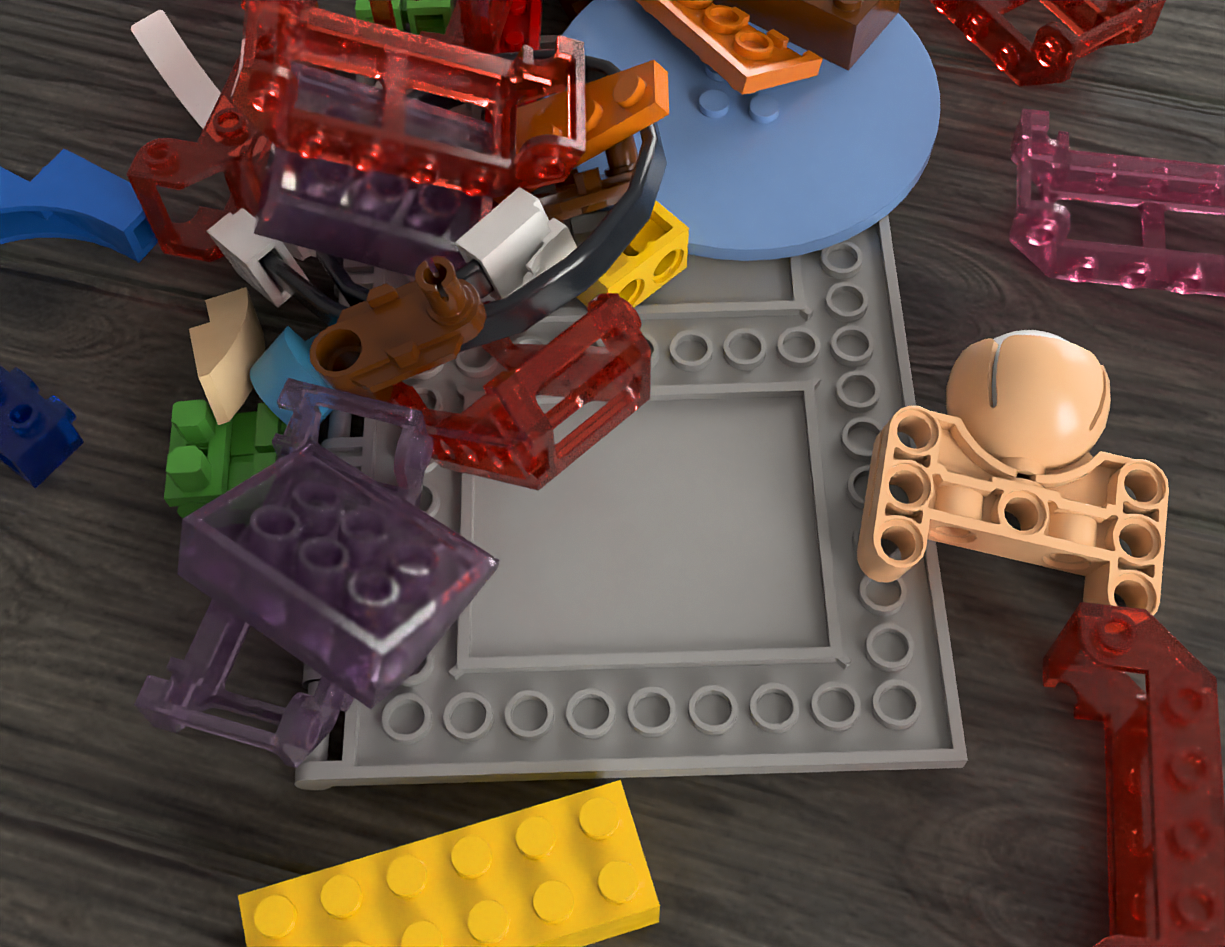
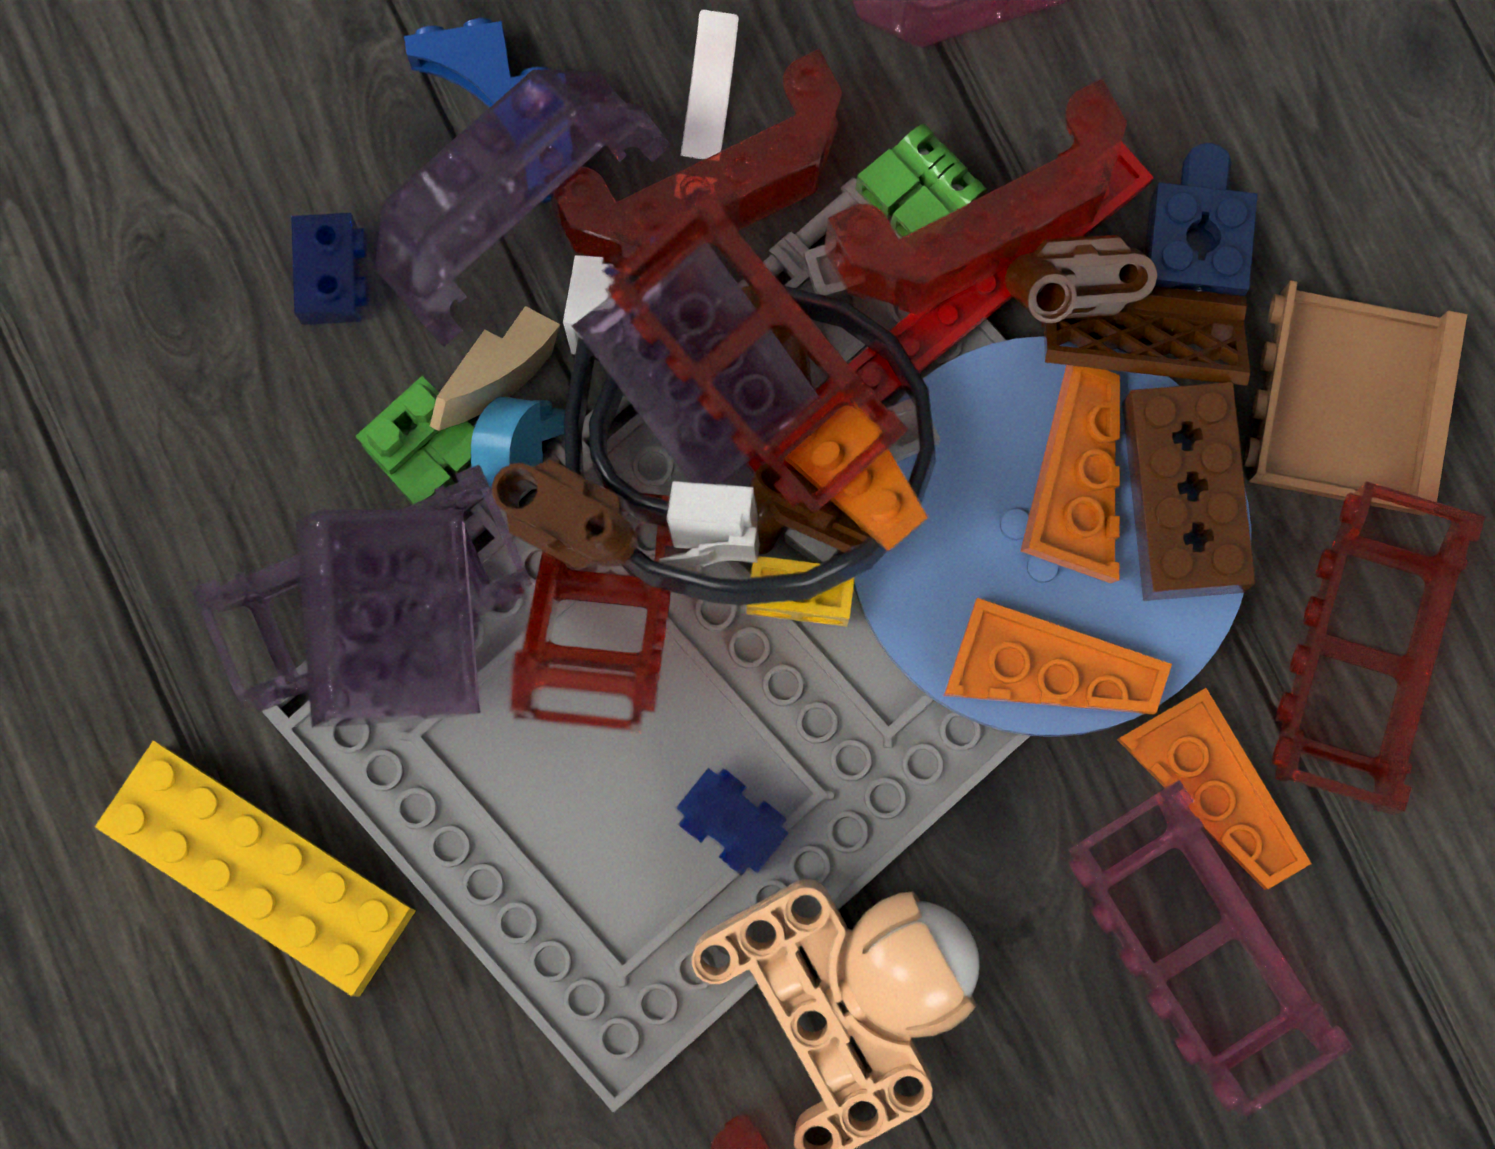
camera: 45 degrees right, 20 degrees up
(80, 234) = (496, 178): none -> clear purple windscreen
(779, 449) = (731, 821): none -> clear blue brick
(842, 149) = (1042, 663): none -> orange wing
(982, 127) = (1228, 795): none -> orange wing

